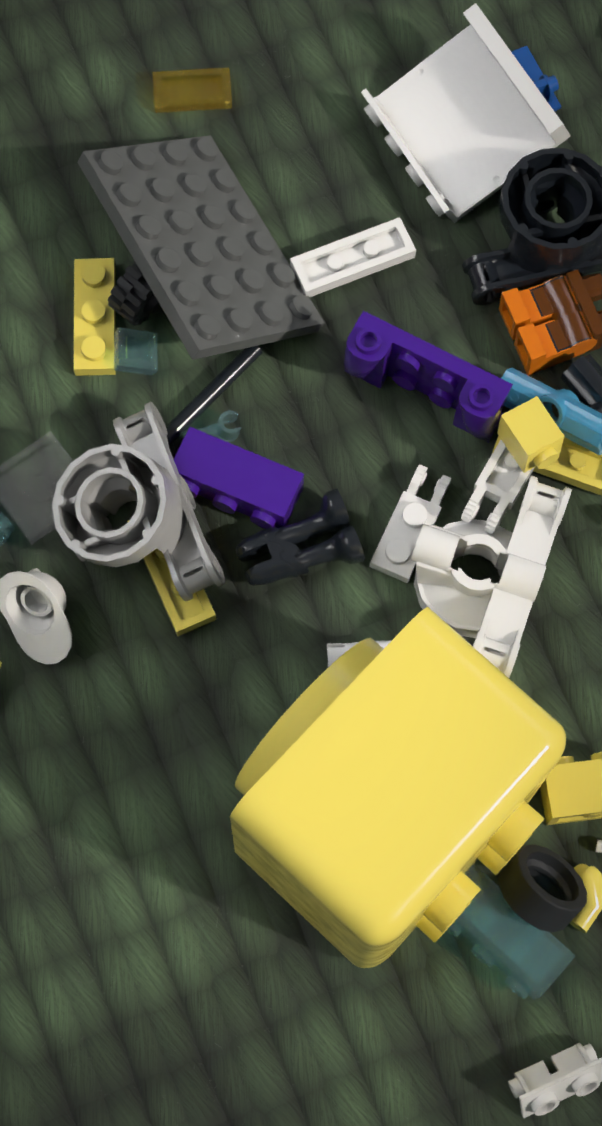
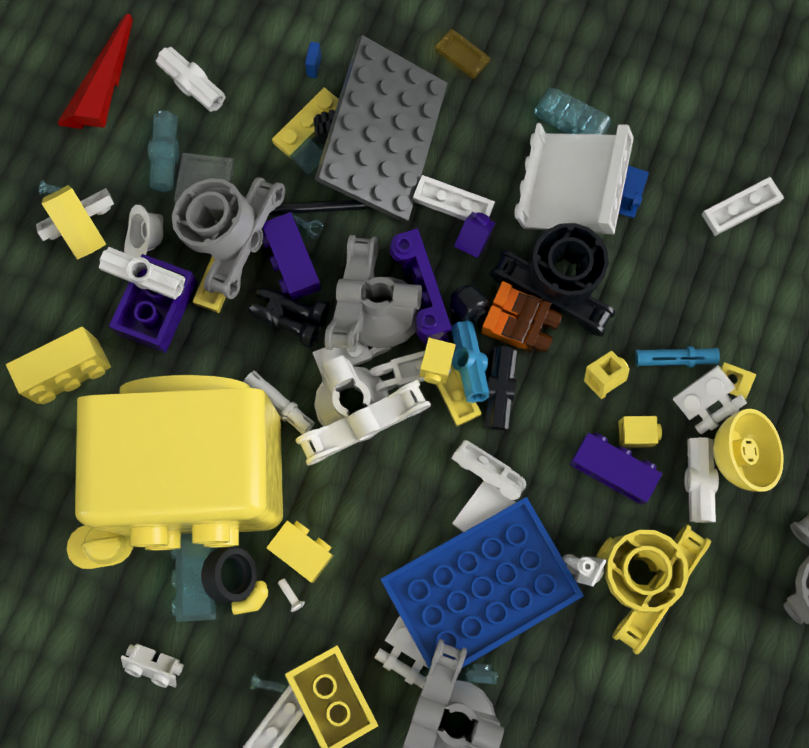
camera: 45 degrees right, 5 degrees up
(30, 238) = (313, 59): none -> blue tile
(72, 654) = (128, 267): none -> white piece
(102, 846) = (58, 366): none -> light yellow brick
(136, 673) = (150, 316): none -> dark purple brick
(352, 1011) = (97, 548): none -> light yellow piece
(383, 53) = (571, 114): none -> clear light blue beam
(408, 464) = (358, 306): none -> light grey piece
(418, 269) = (475, 234): none -> dark purple brick
(490, 348) = (469, 304): none -> black head

